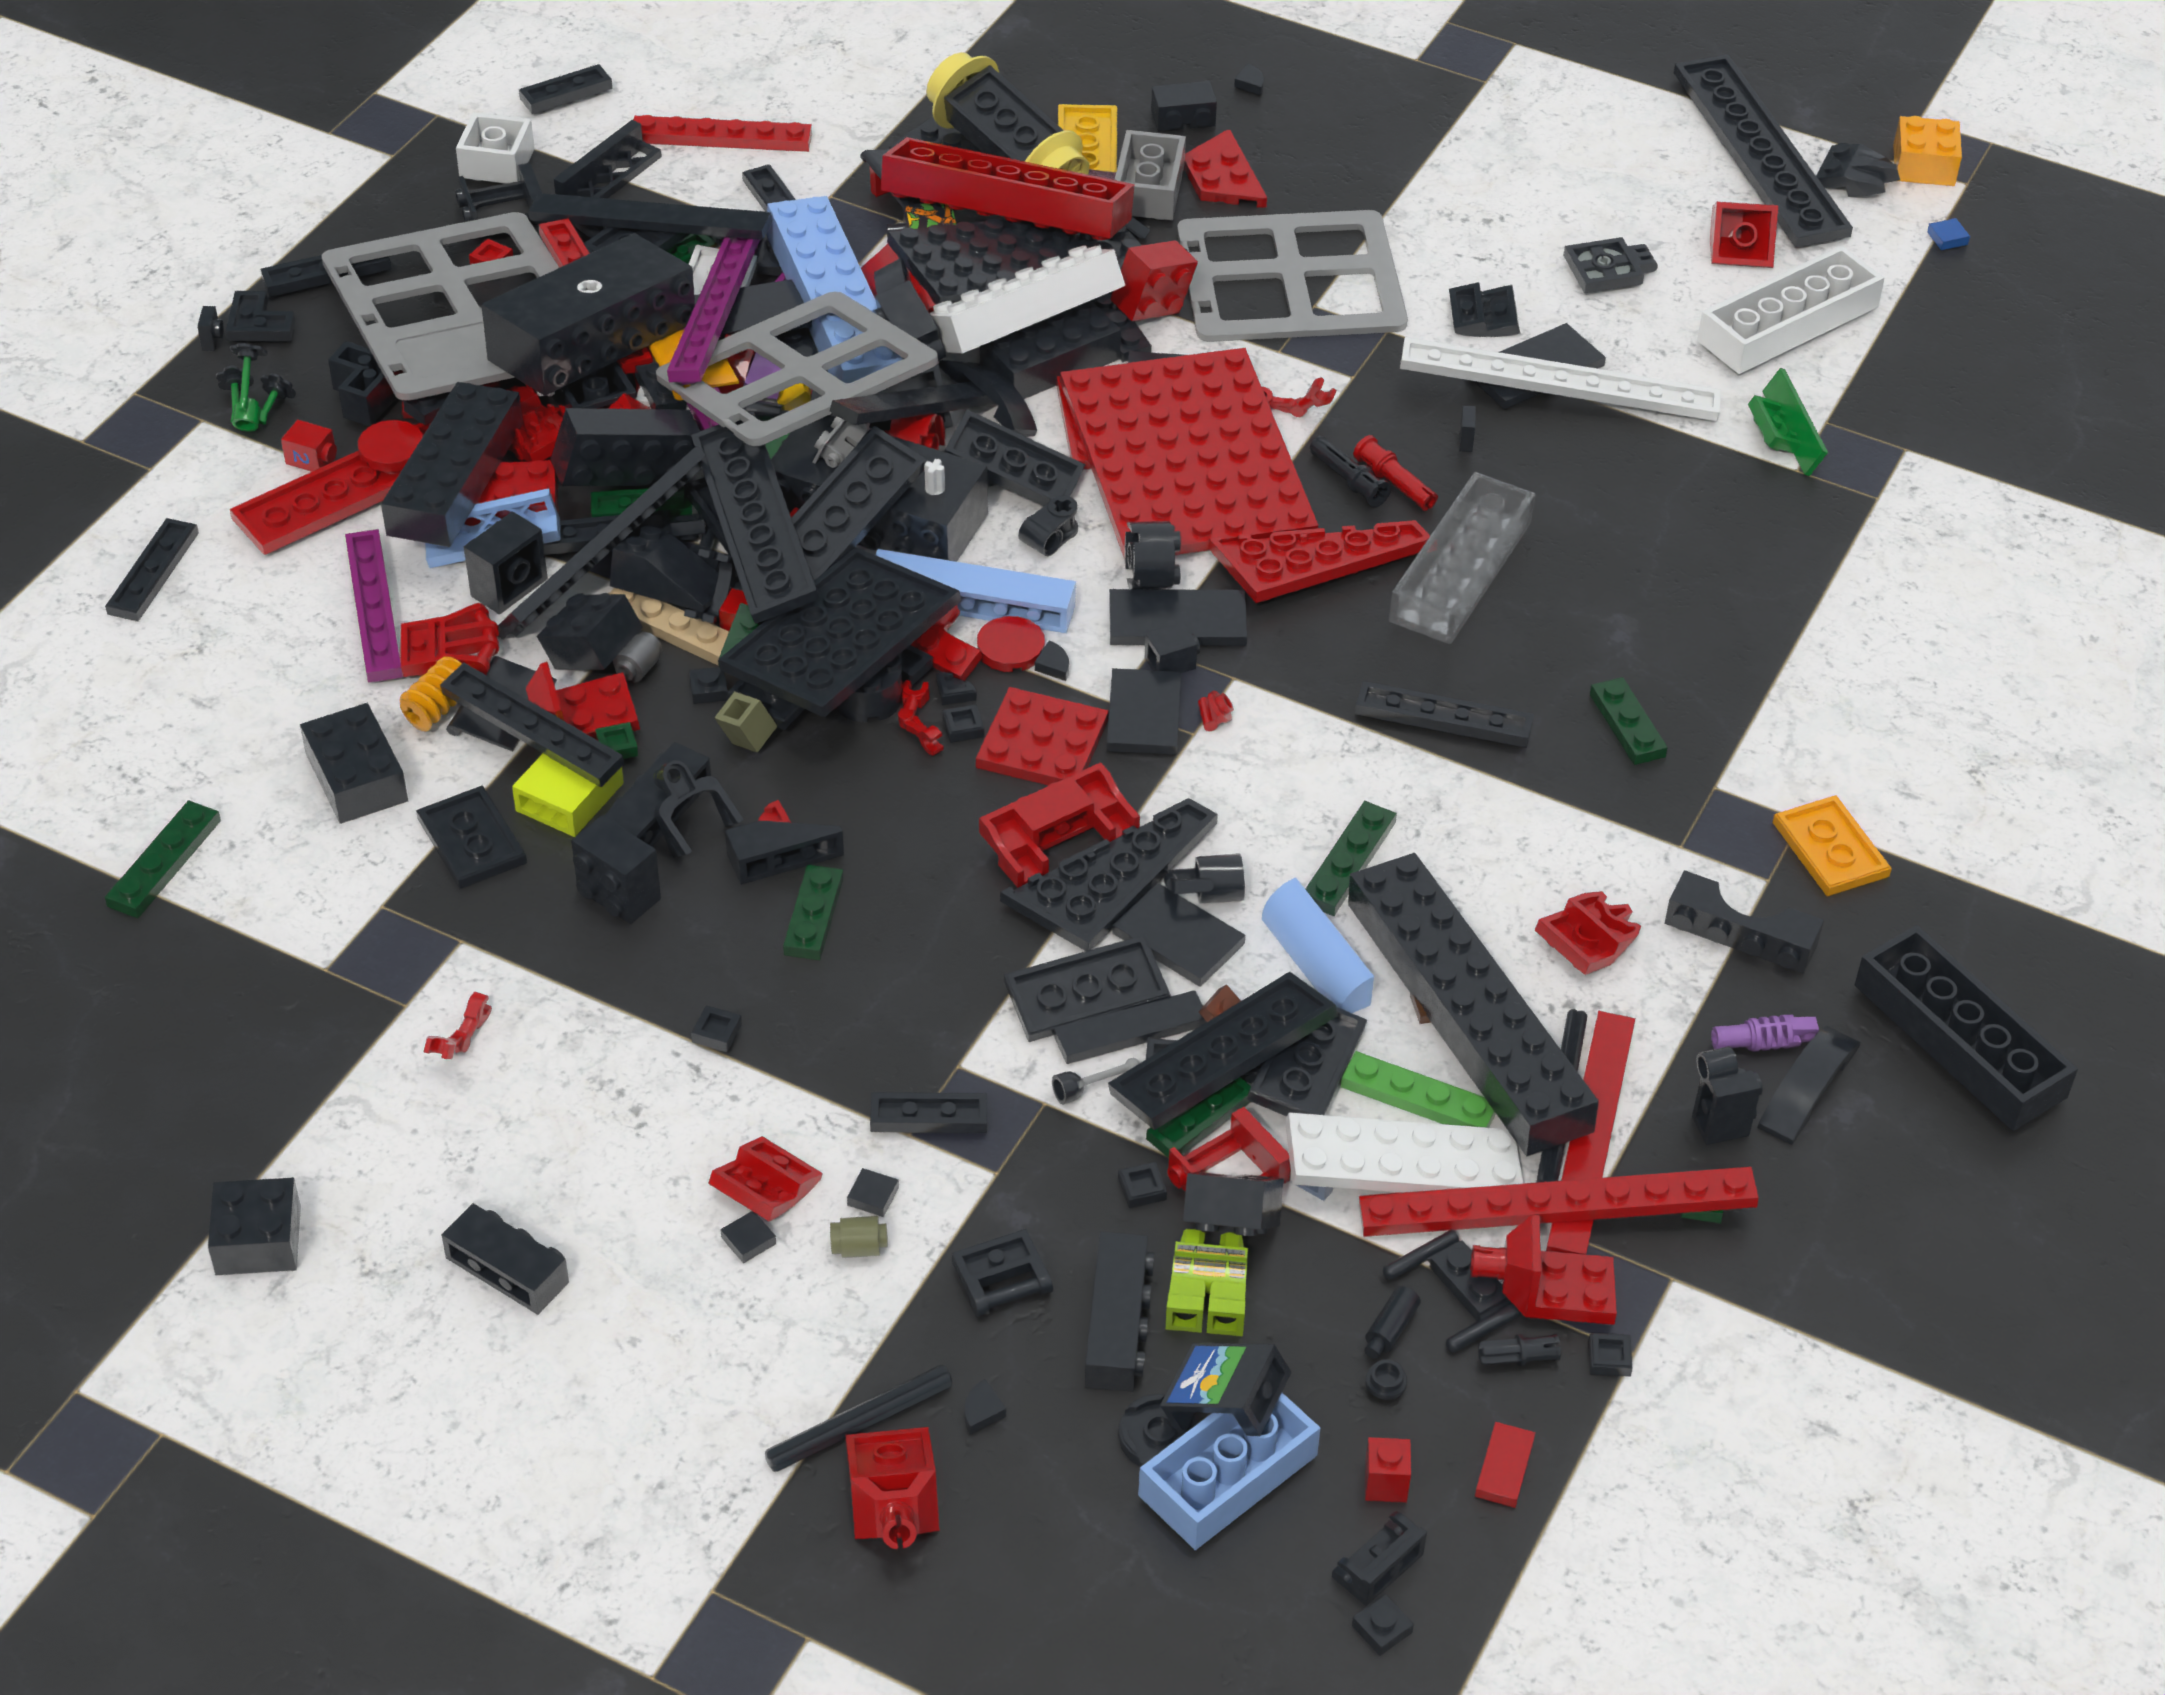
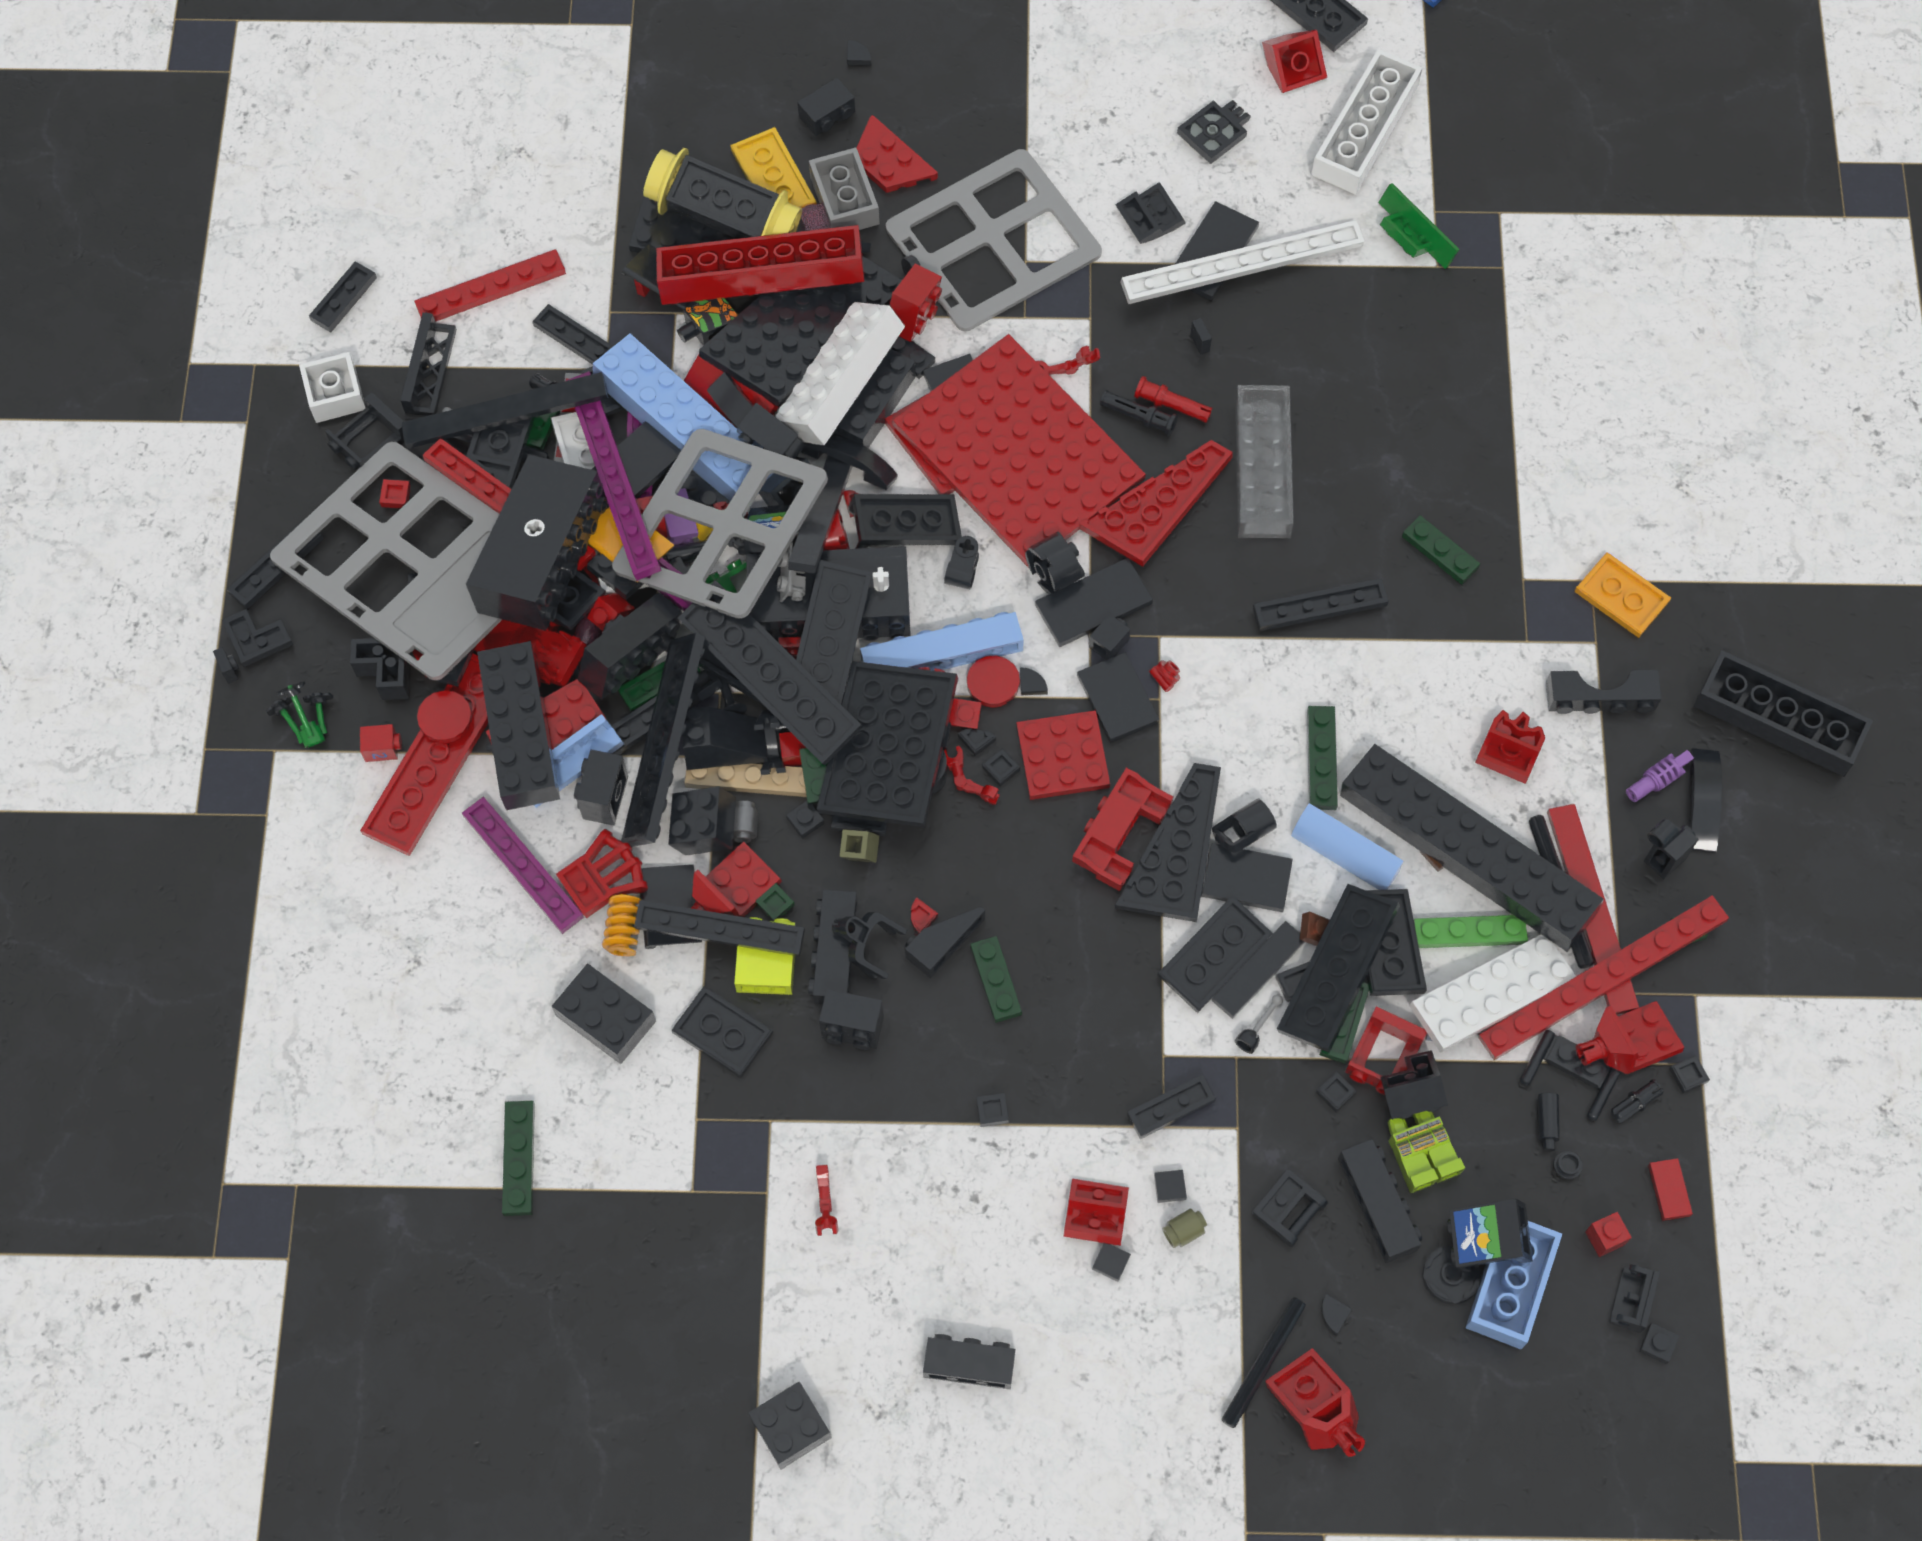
camera: 25 degrees left, 20 degrees up
(152, 569) = (334, 908): black tile -> none

